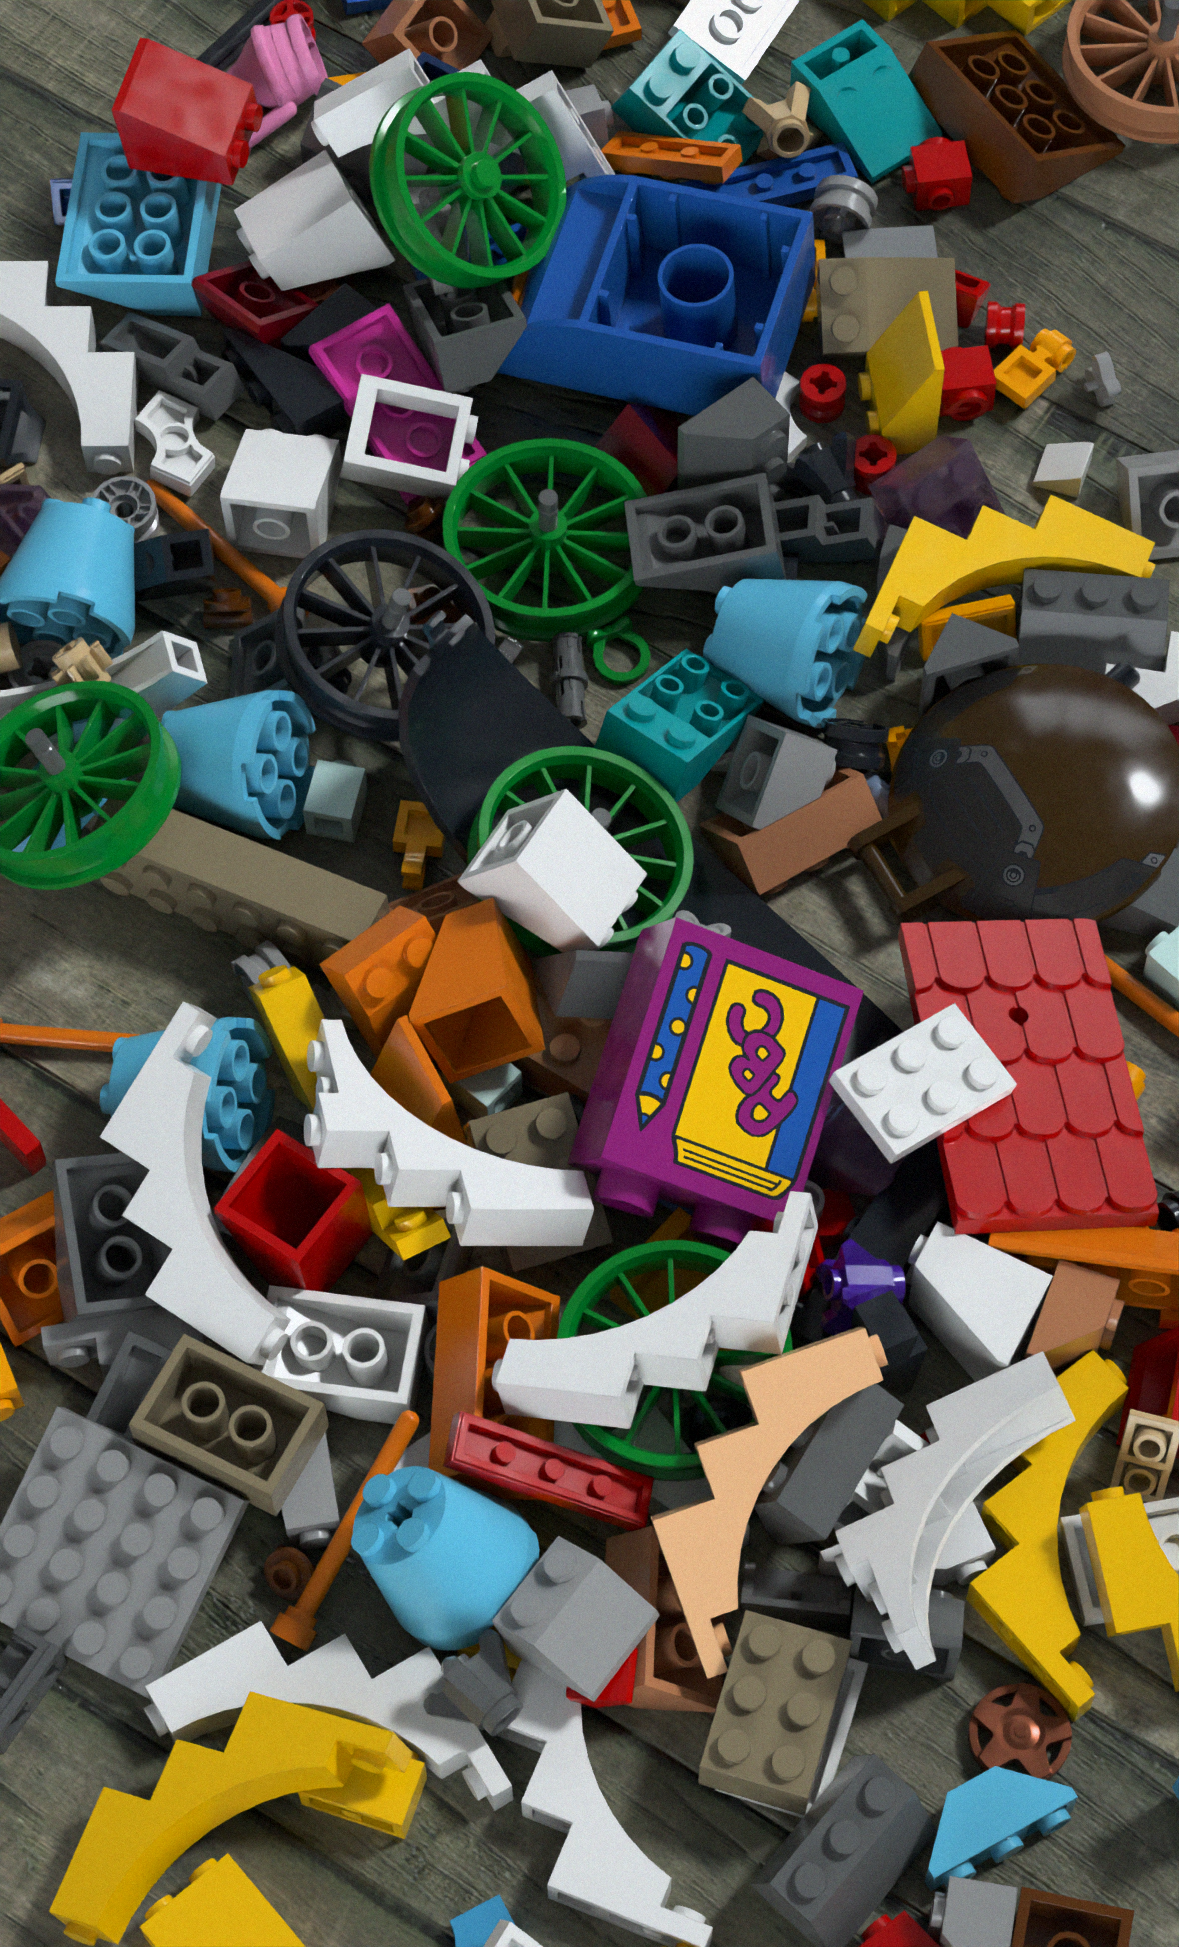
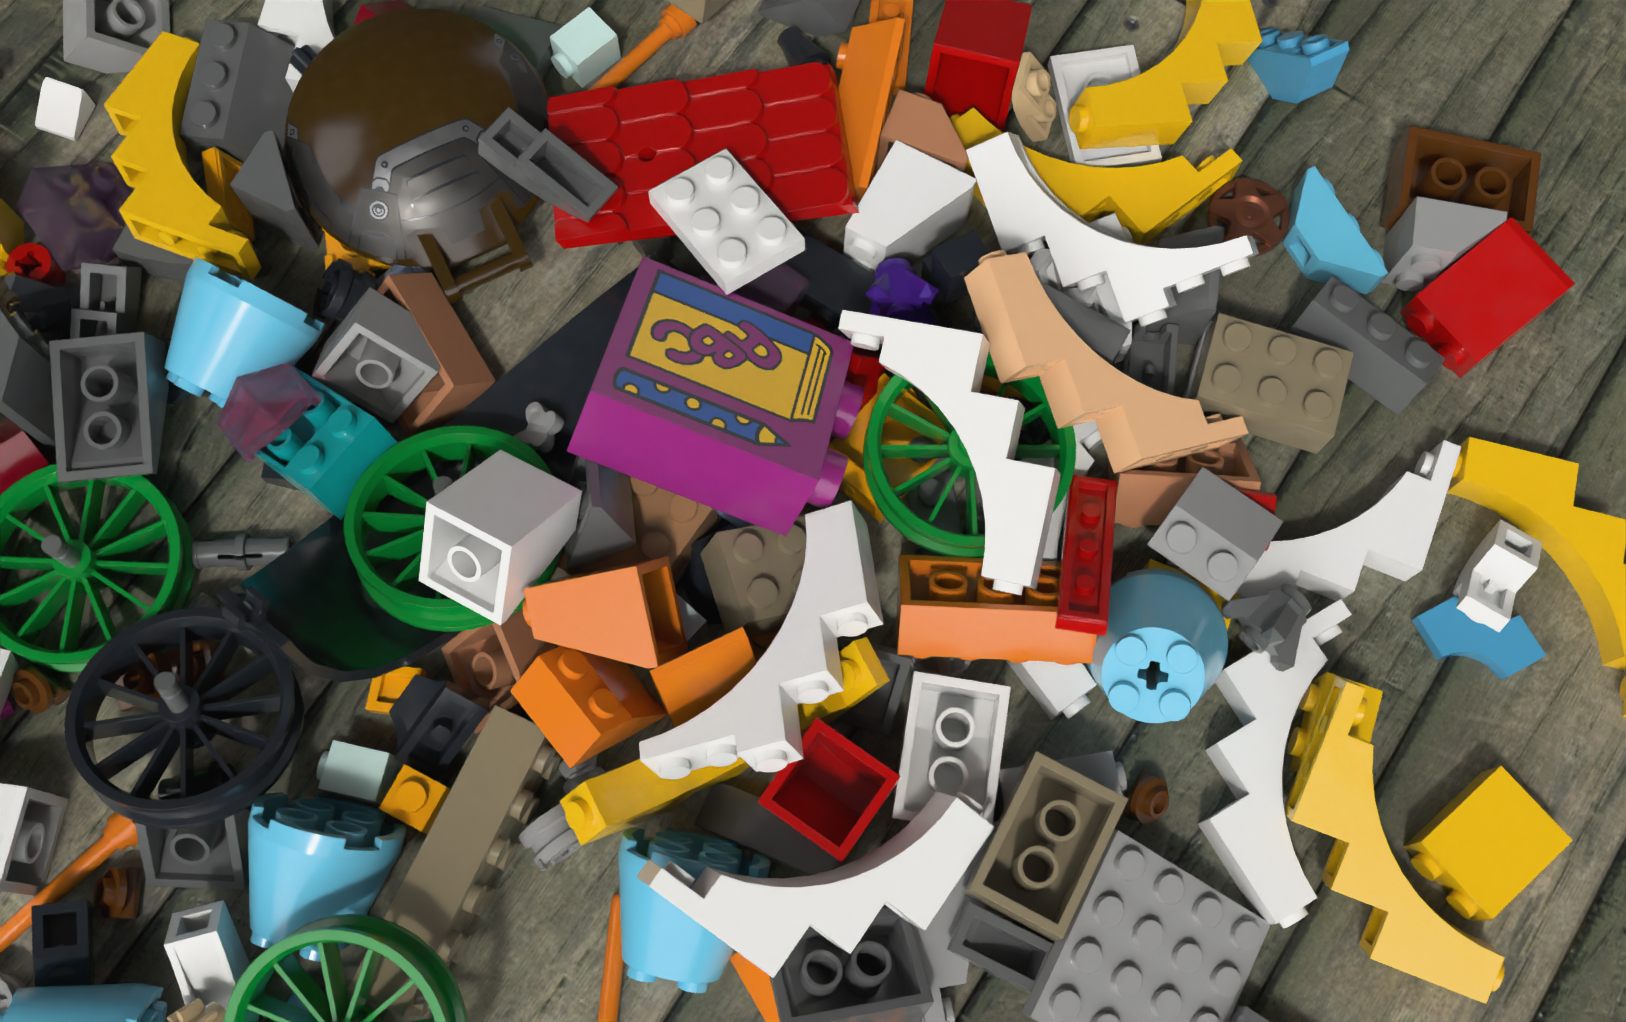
camera: 95 degrees left, 10 degrees up
(298, 1621) = (1198, 792): orange piece -> none
(309, 842) = (415, 799): none -> light orange brick
(380, 858) = (434, 723): none -> black slope
(624, 630) = (201, 525): green piece -> none
(706, 671) = (264, 406): none -> clear pink slope
(986, 906) = (545, 166): none -> dark grey slope

